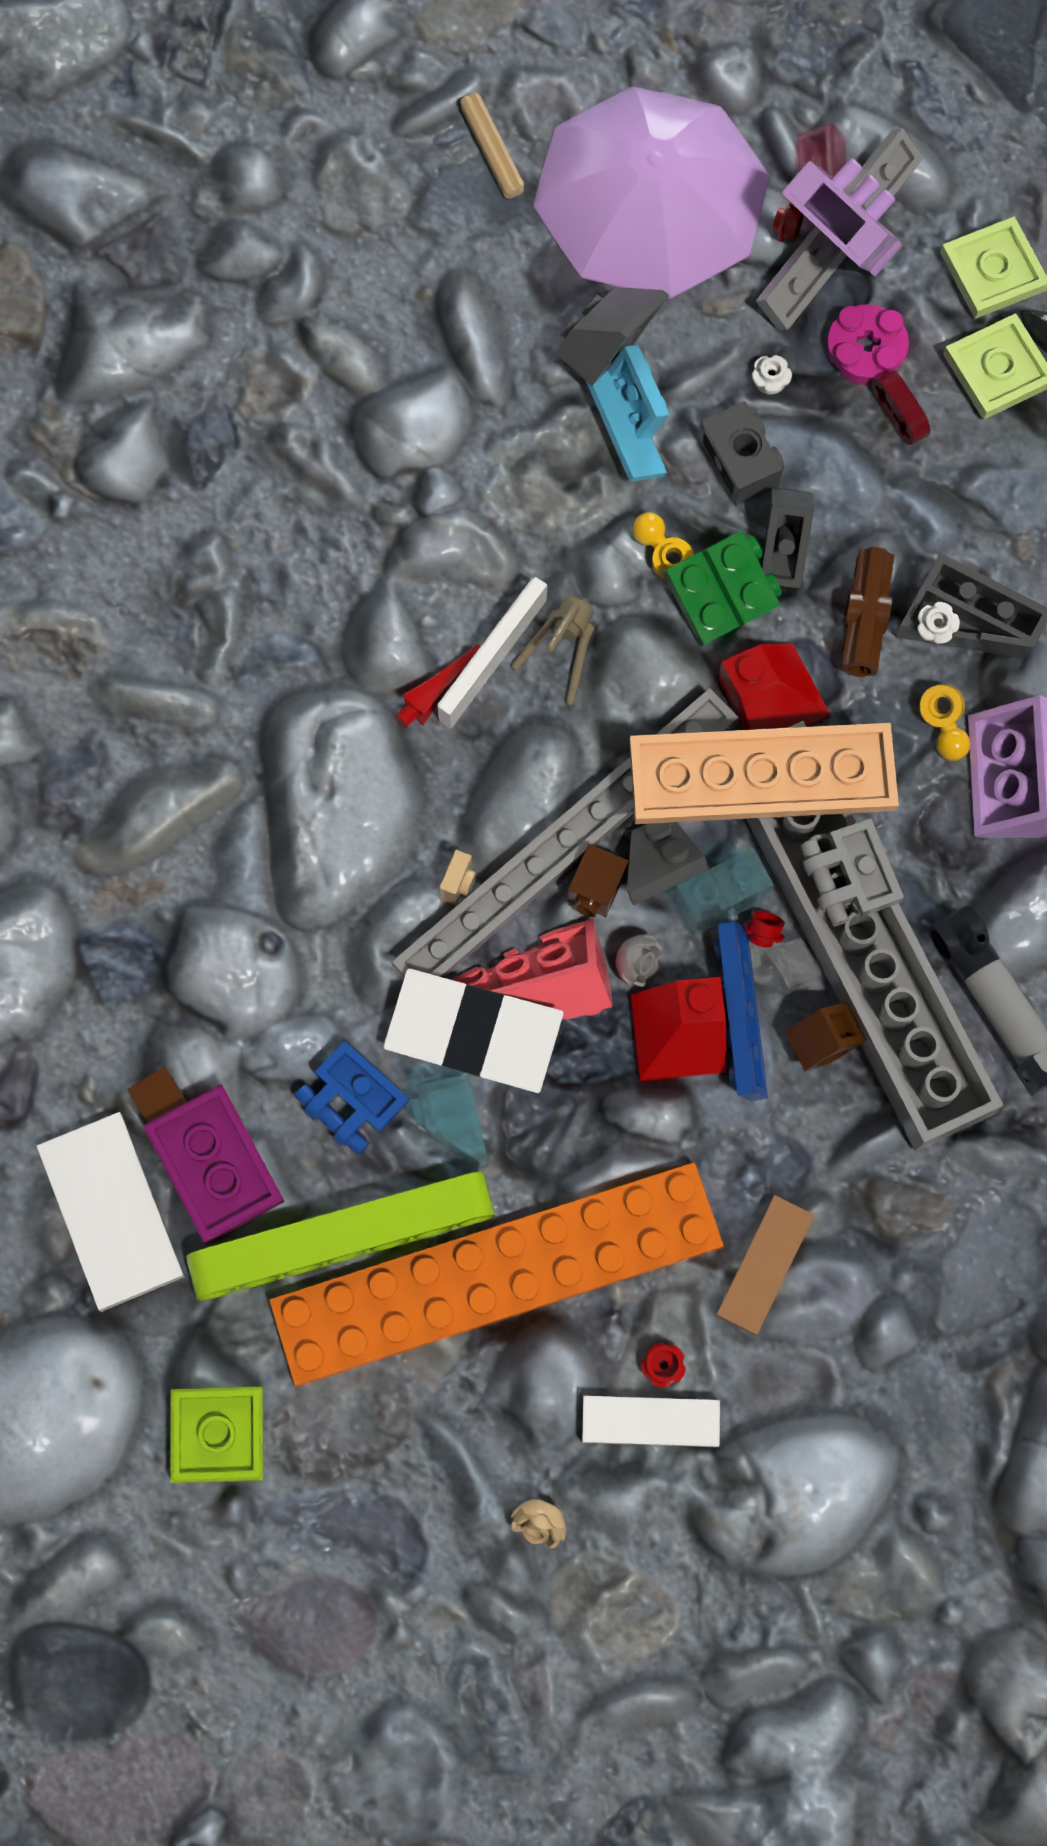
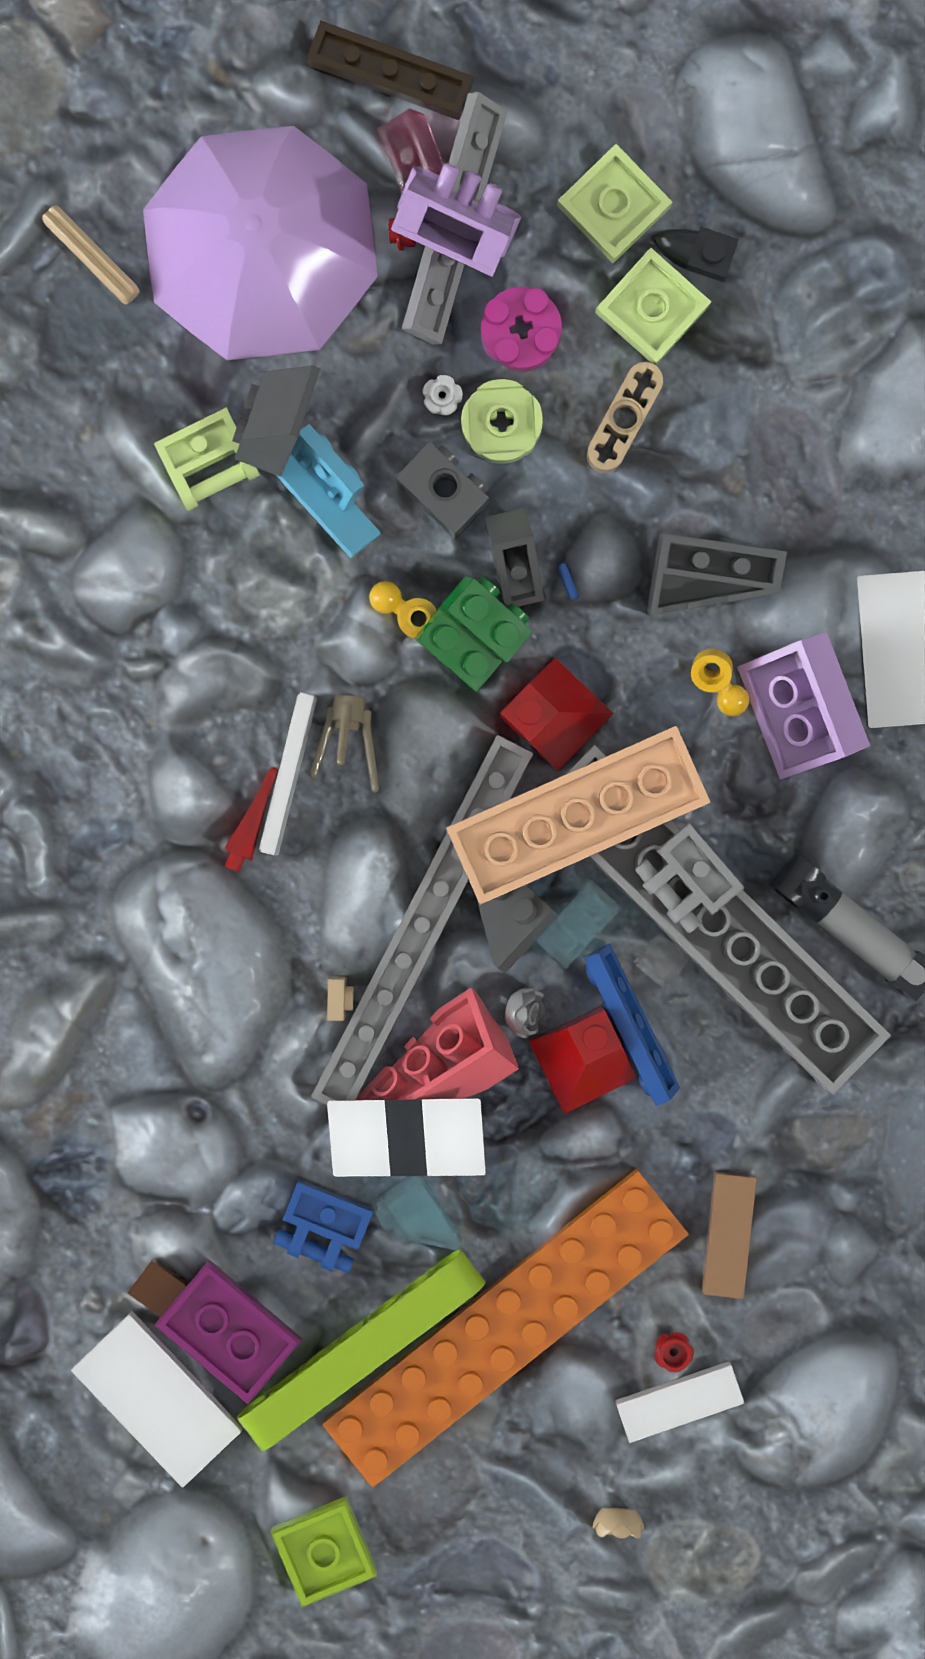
camera: 15 degrees left, 15 degrees up
(524, 338) = (199, 448): none -> yellowish green plate
(596, 882) = (462, 955): reddish brown brick -> none
(764, 929) = (625, 940): red plate -> none
(819, 437) = (518, 405): none -> yellowish green plate
(825, 1036) = (713, 1023): reddish brown brick -> none
(827, 88) = (389, 70): none -> dark brown plate
(829, 575) = (567, 582): none -> blue piece
(867, 612) = (613, 603): reddish brown piece -> none
(901, 407) = (575, 385): dark red beam -> none
(932, 470) = (629, 387): none -> tan beam
(934, 633) = (696, 604): white plate -> none

